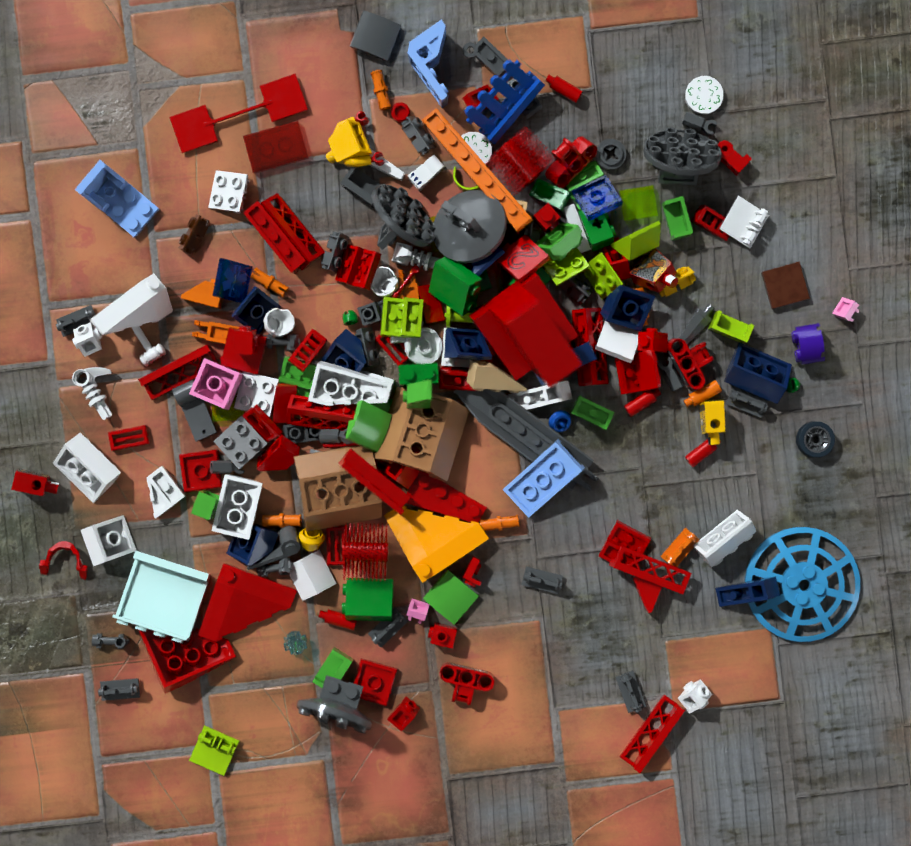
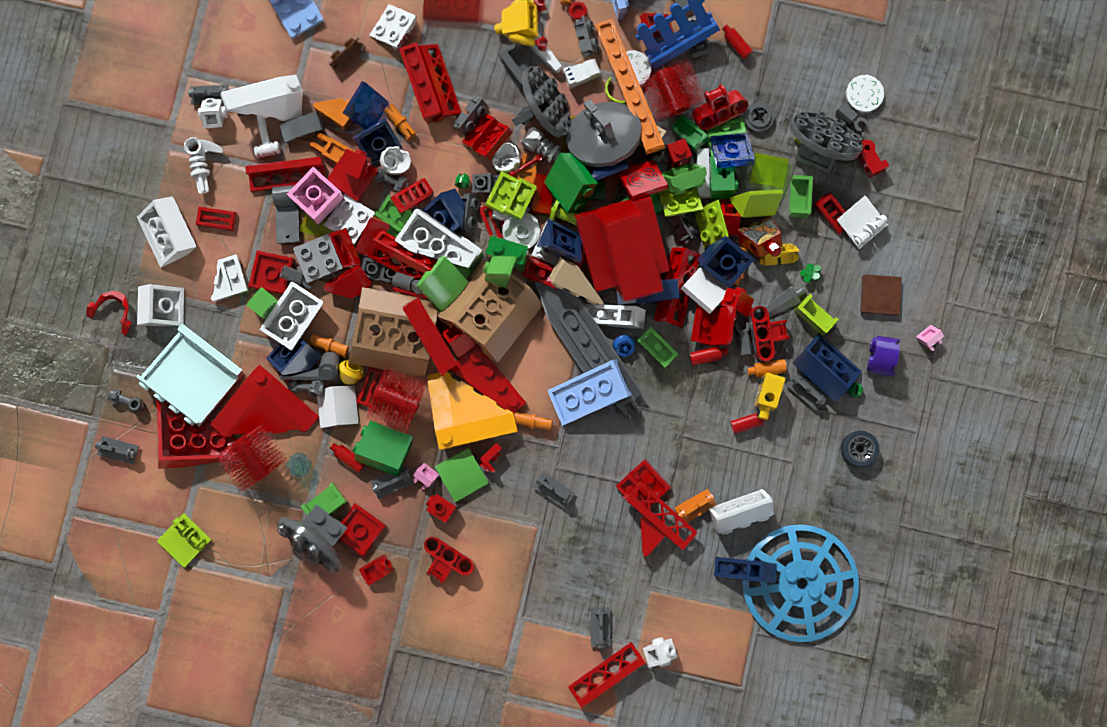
camera: 20 degrees right, 5 degrees down
(25, 482) = (106, 223): red torso -> none
(177, 321) = (300, 127): none -> dark grey slope
(249, 654) = (253, 460): none -> red piece
(711, 288) = (811, 272): none -> green plant

